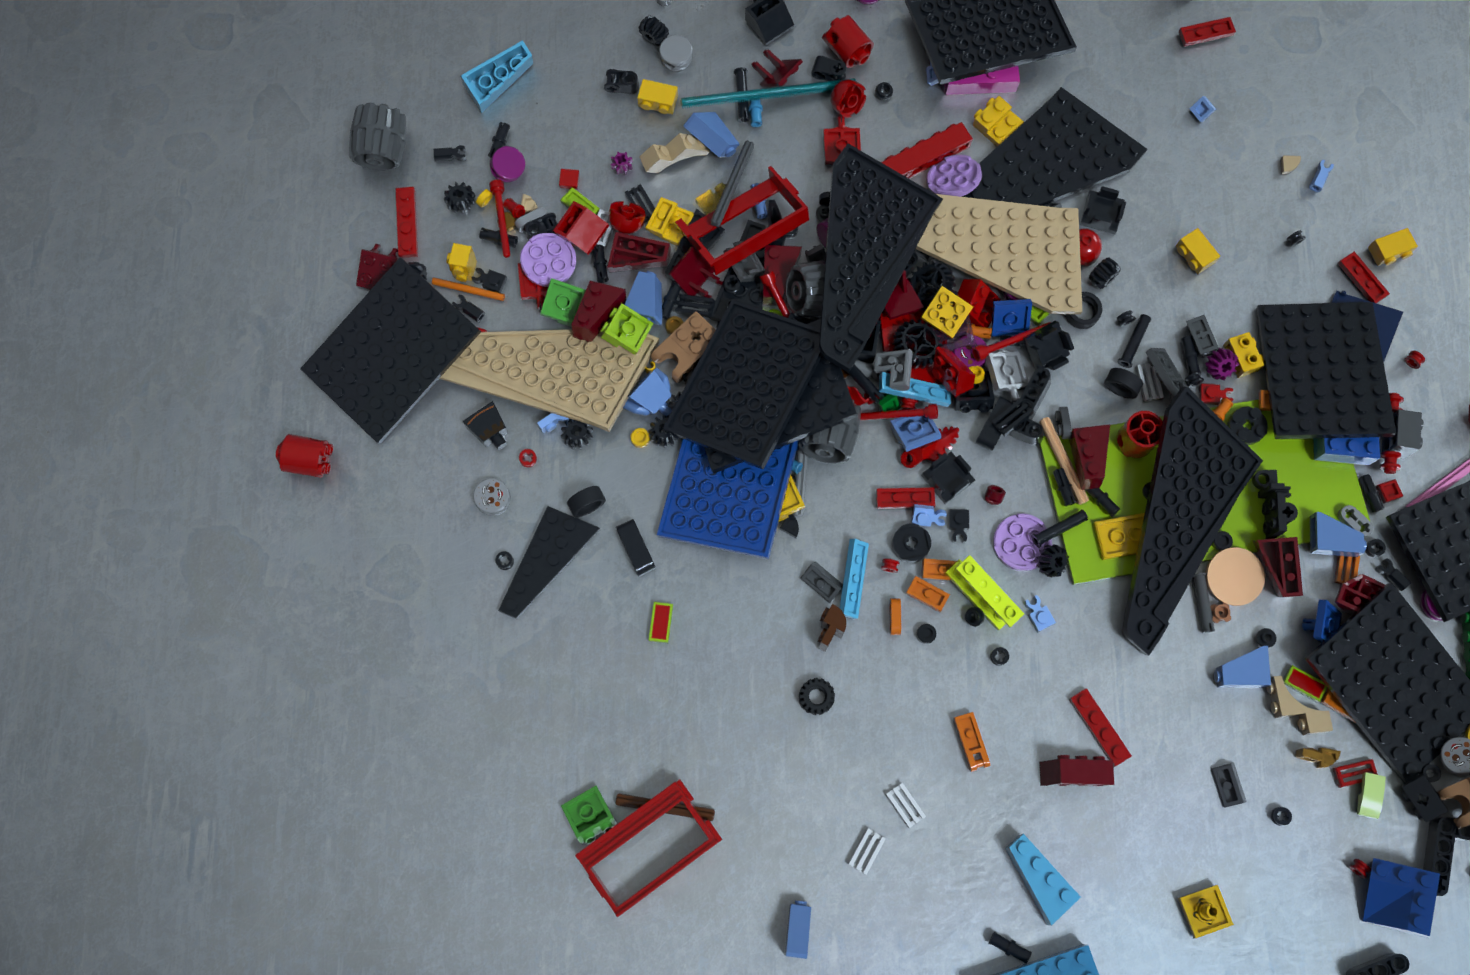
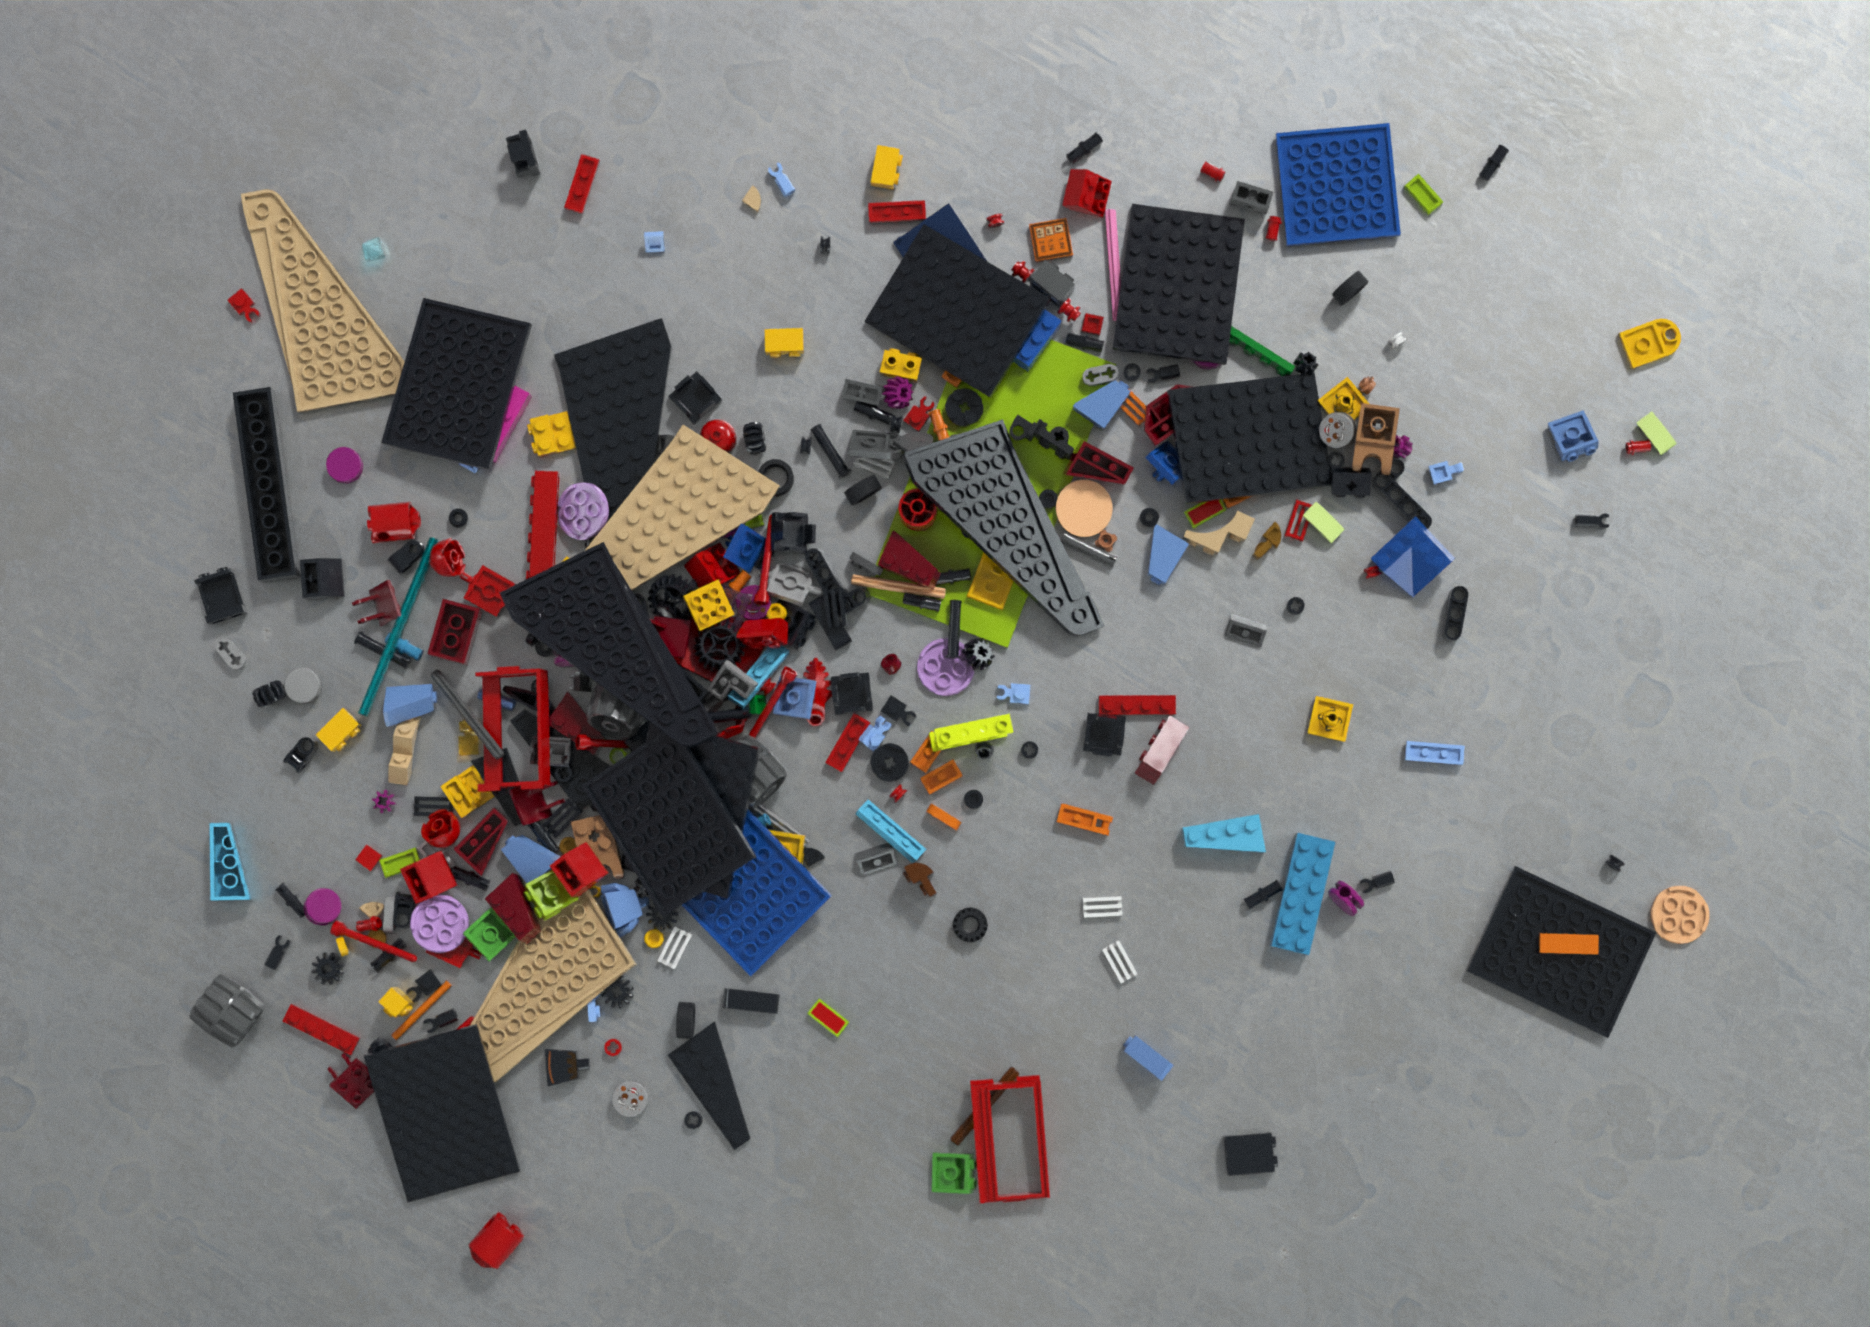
camera: 50 degrees left, 10 degrees up
(626, 453) = (667, 962): none -> white tile
(660, 337) = (579, 869): none -> red slope
(792, 137) = (455, 632): none -> dark red brick
(1057, 712) = (1104, 734): none -> black panel
(1435, 413) = (1051, 240): none -> tile

